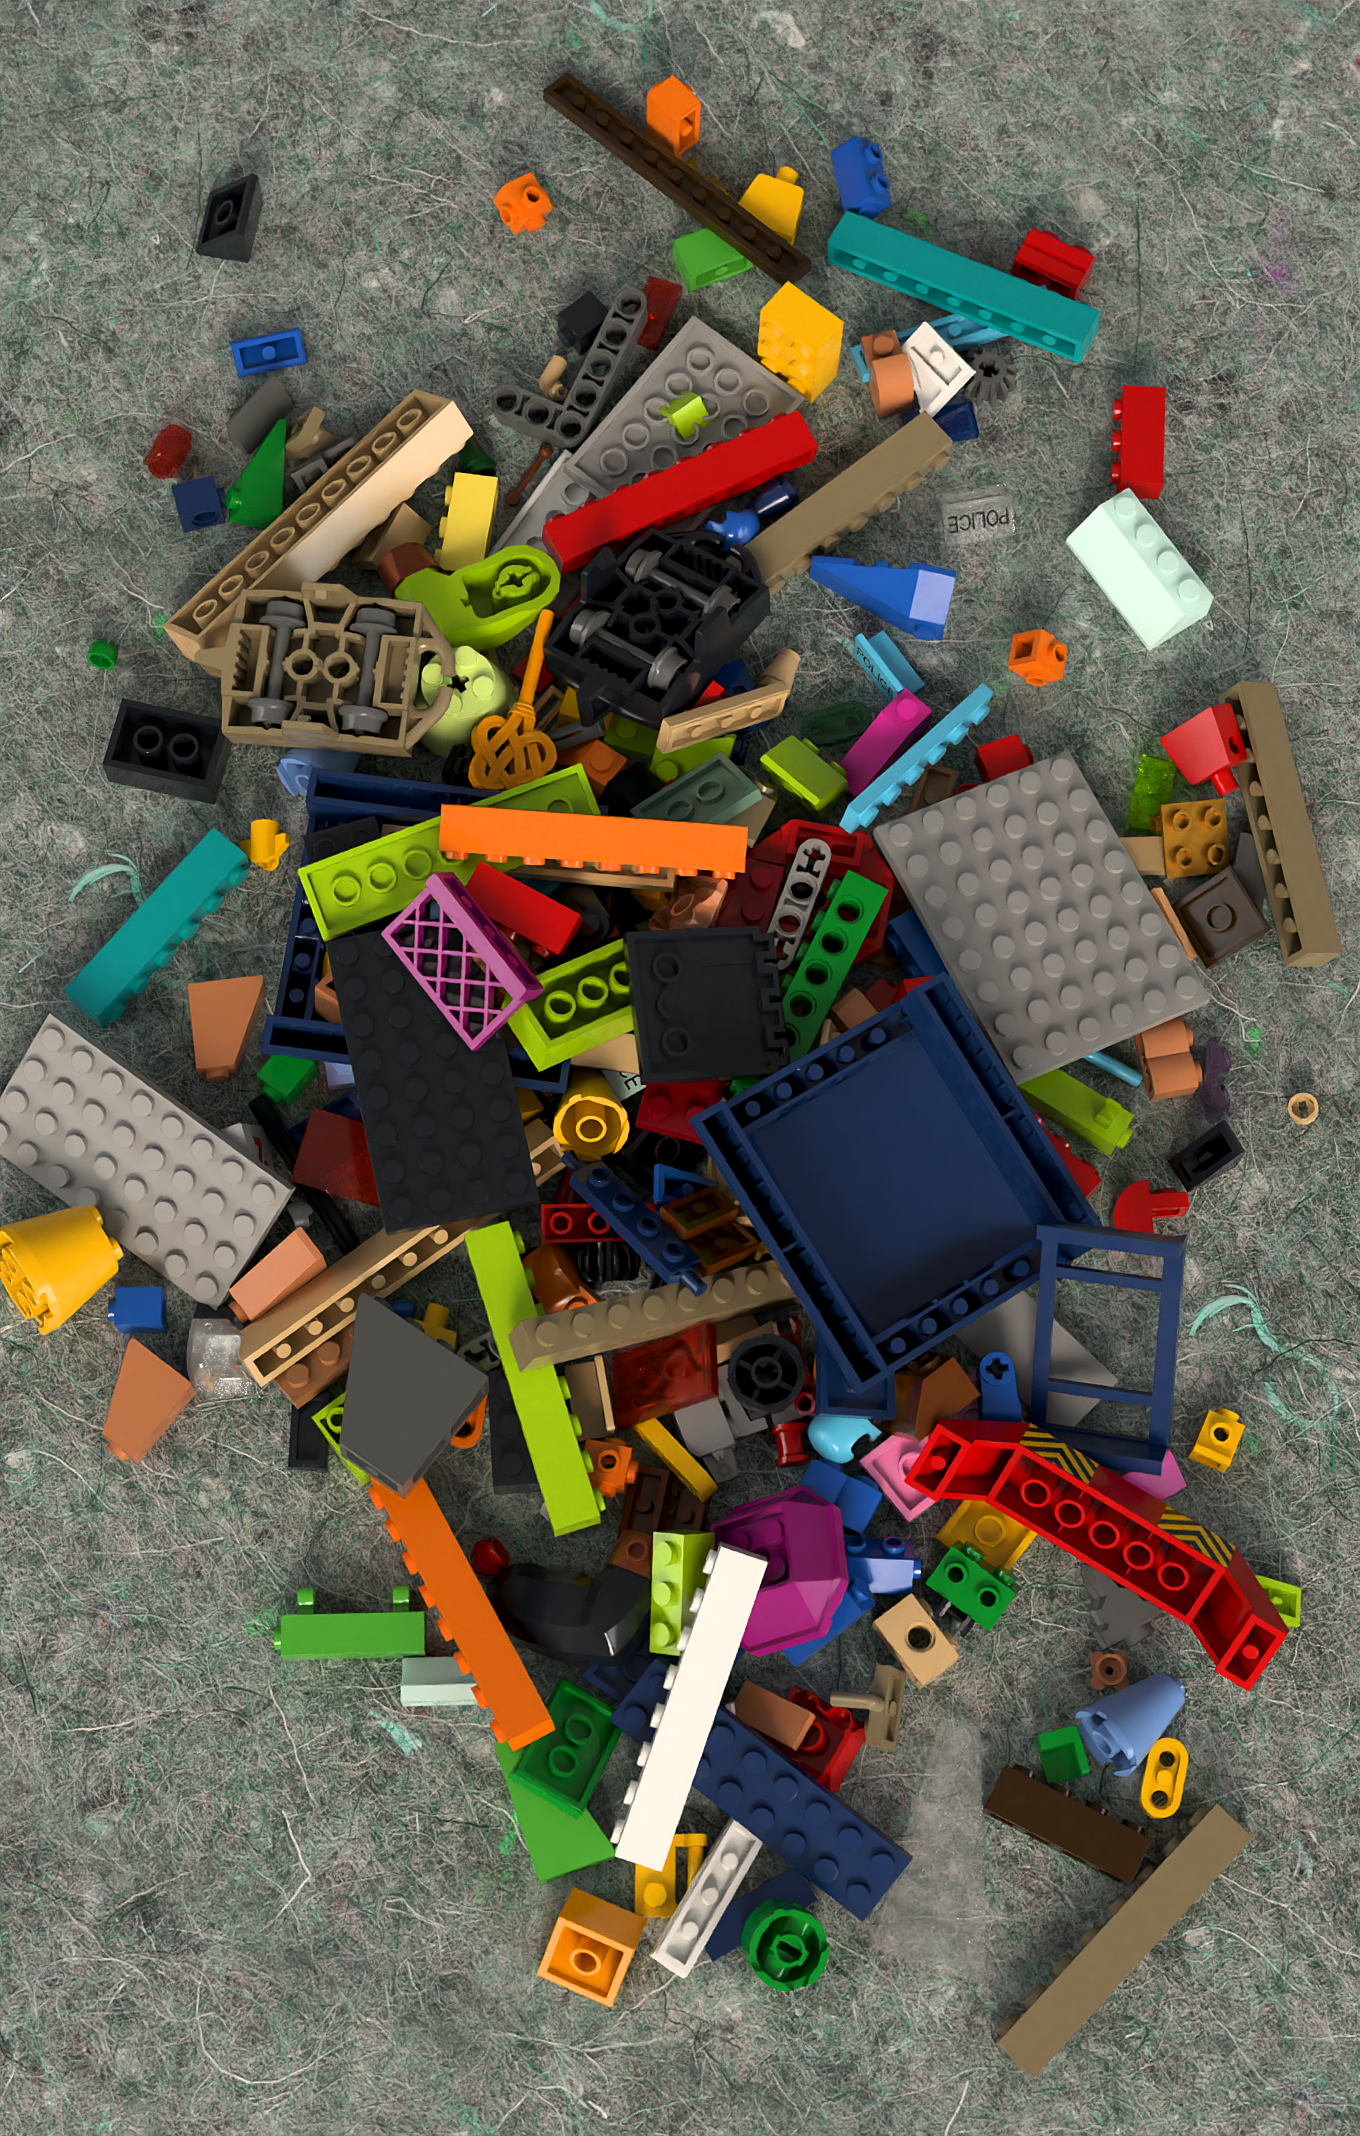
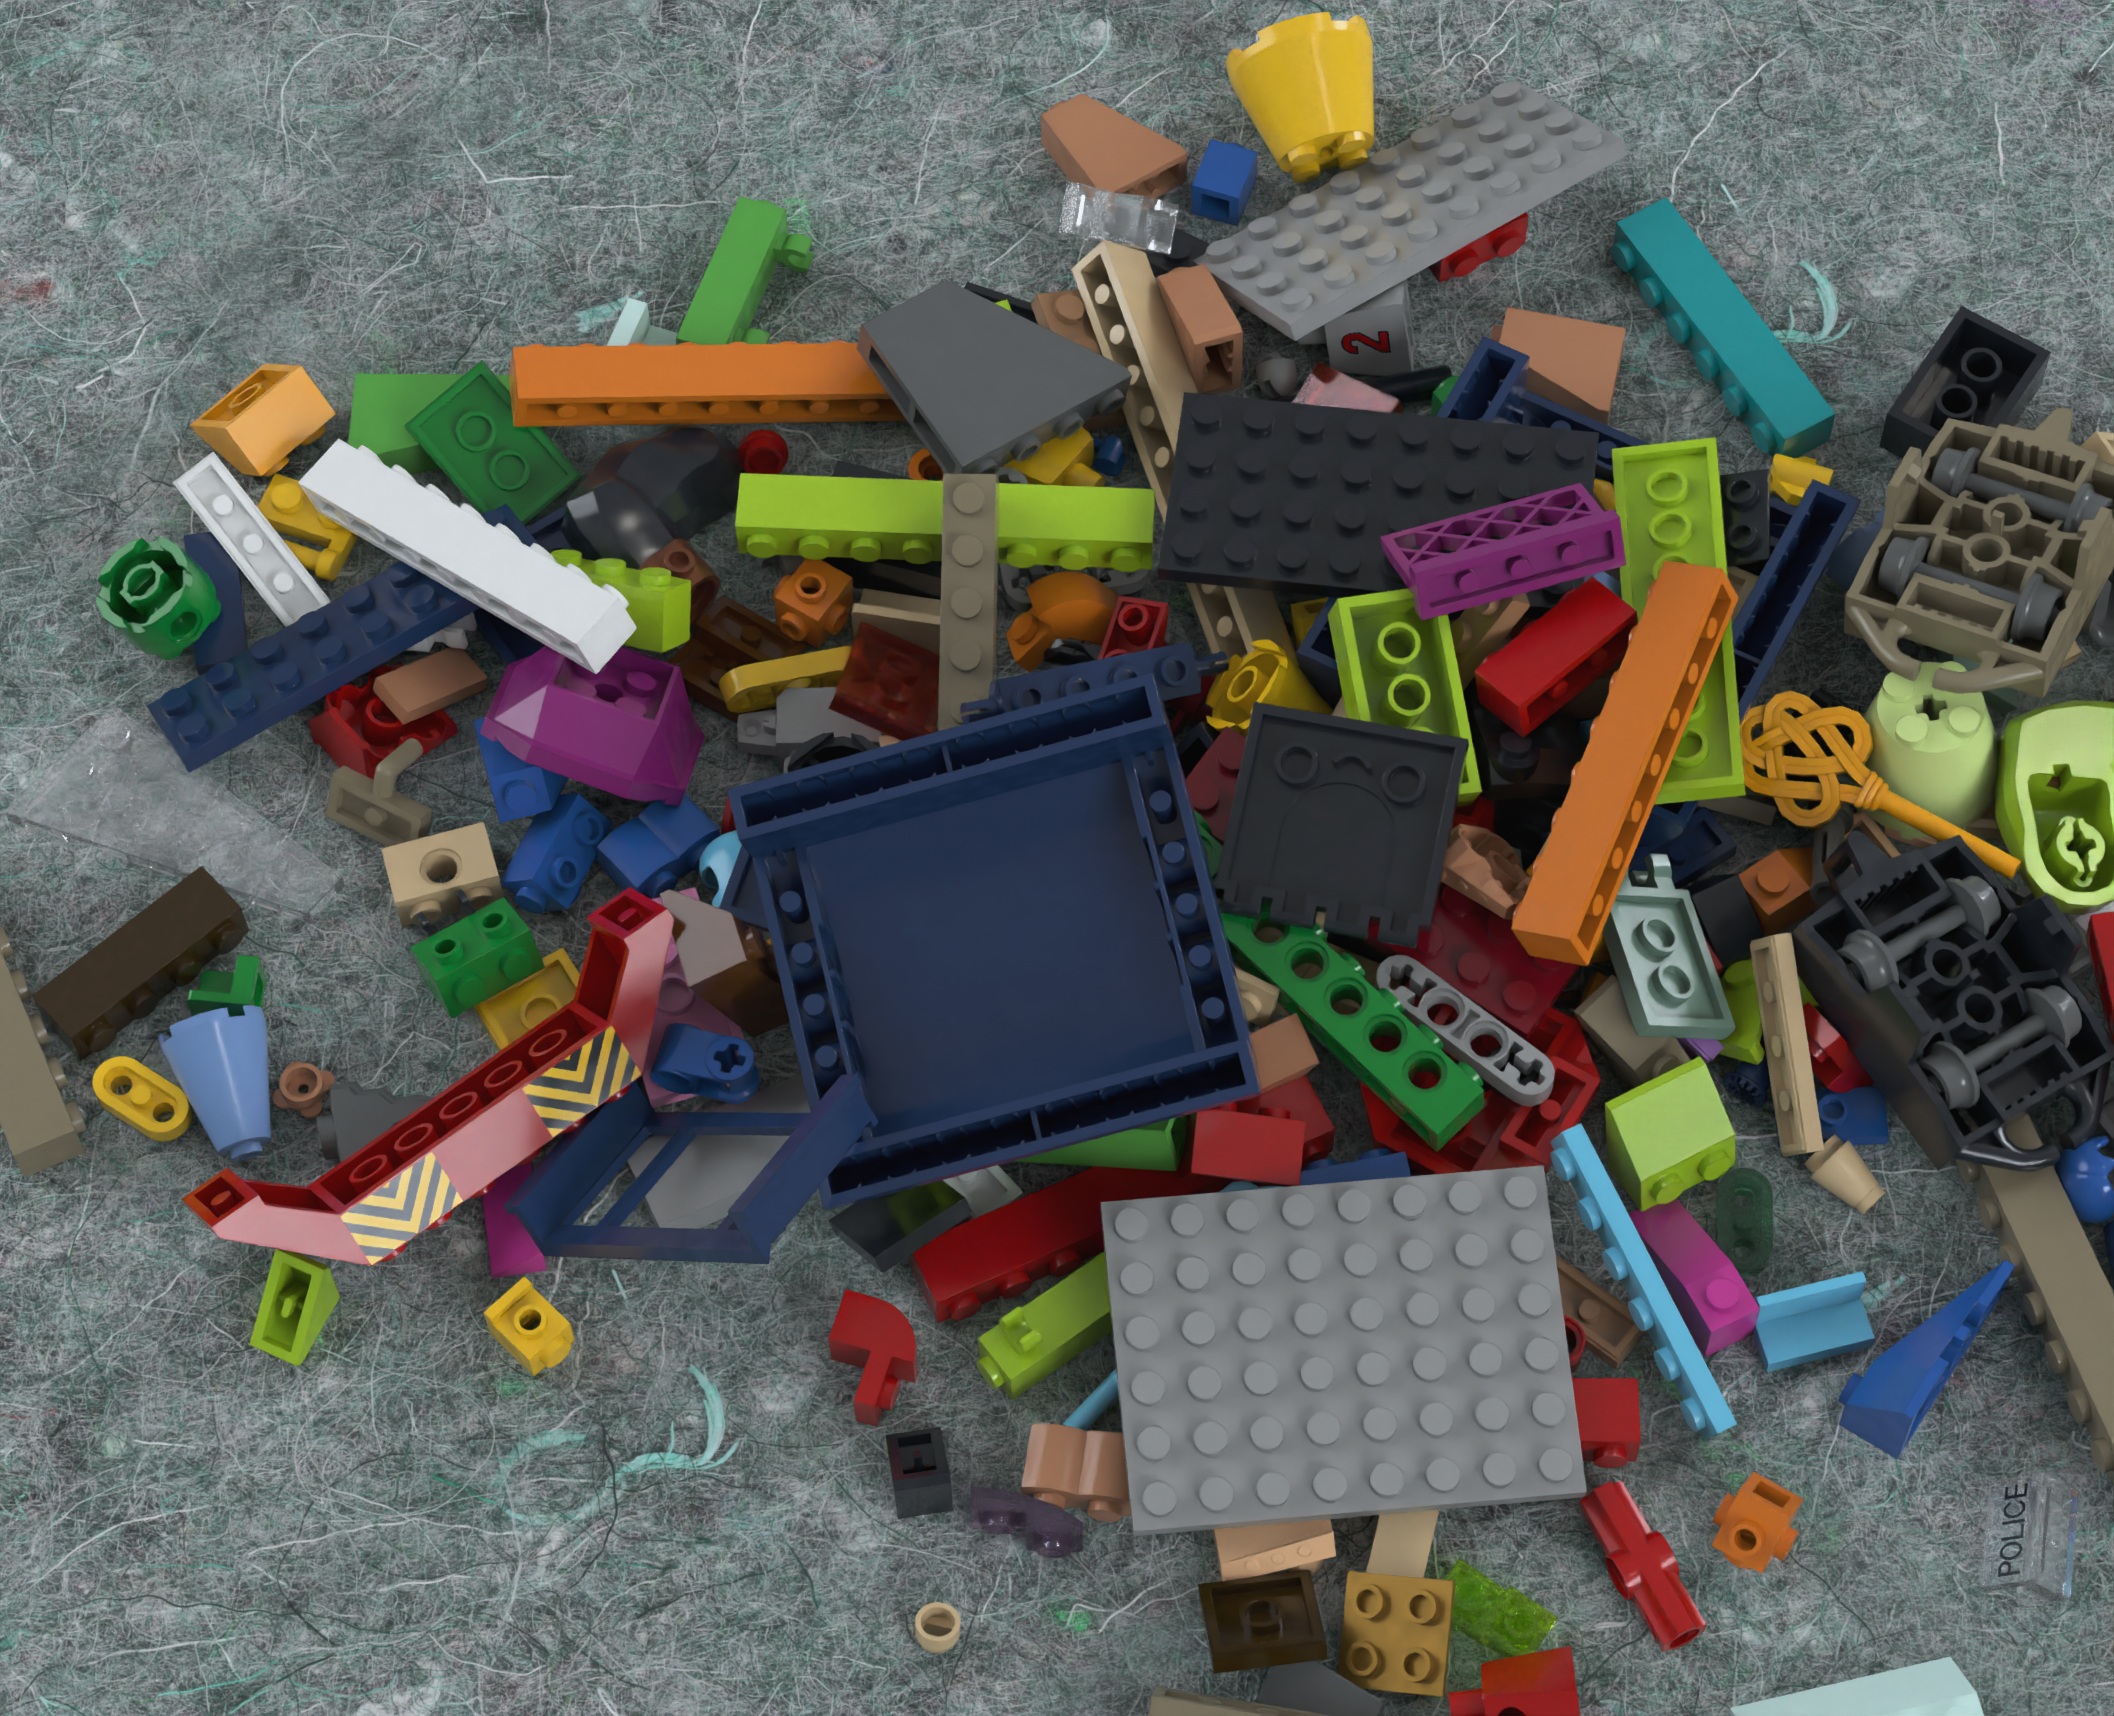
camera: 115 degrees right, 10 degrees down
(1088, 715) = (1642, 1566): none -> red piece

